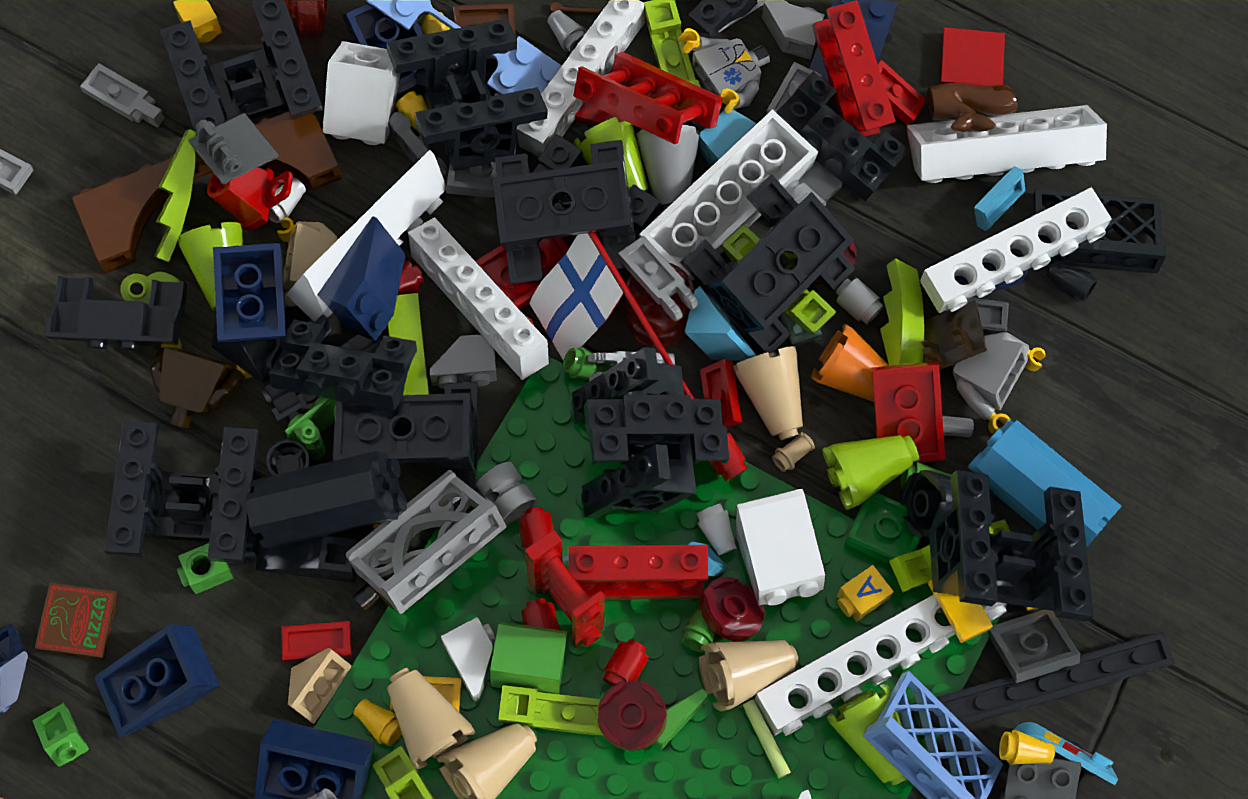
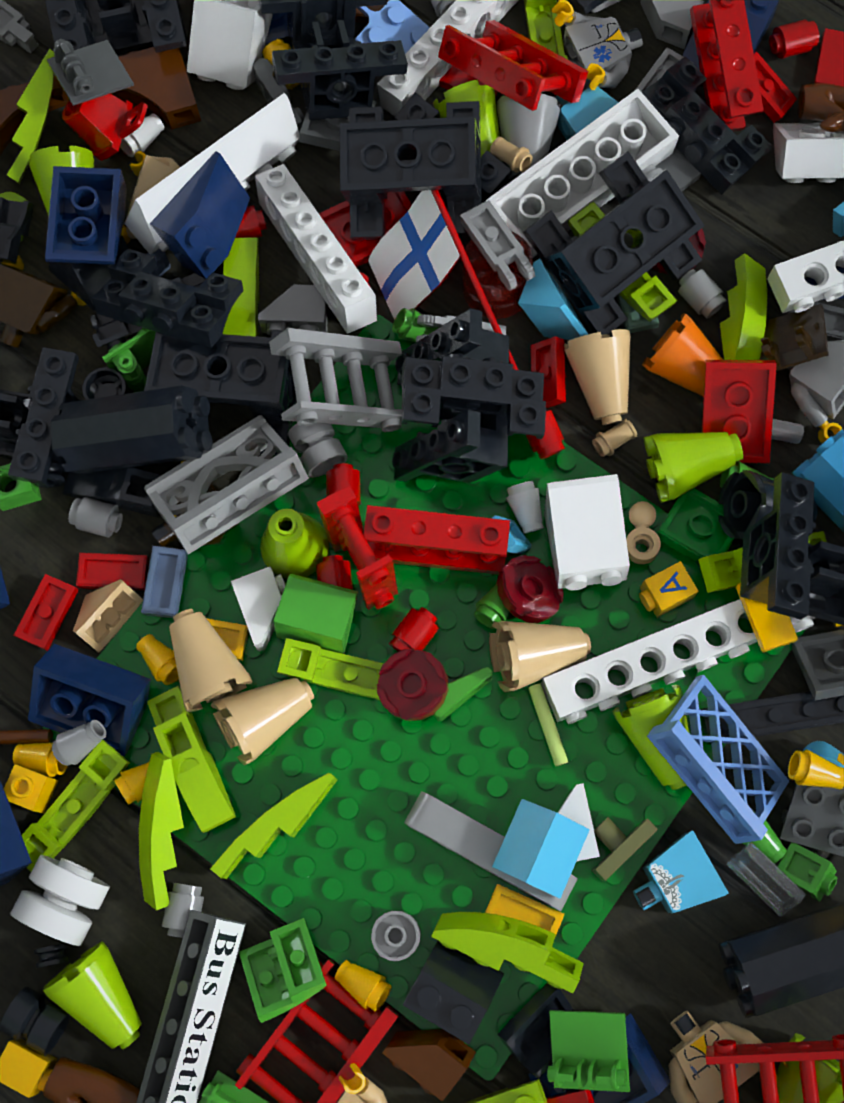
camera: 15 degrees right, 5 degrees up
(256, 690) = (46, 612): none -> red plate
(293, 588) = (95, 516): none -> light grey brick
(372, 646) = (164, 582): none -> sand blue tile
(495, 593) = (293, 543): none -> lime cone
(529, 398) = (353, 353): none -> light grey fence
(665, 189) = (516, 157): none -> tan pin
(831, 525) = (642, 516): none -> tan plate
(915, 40) = (794, 38): none -> red brick

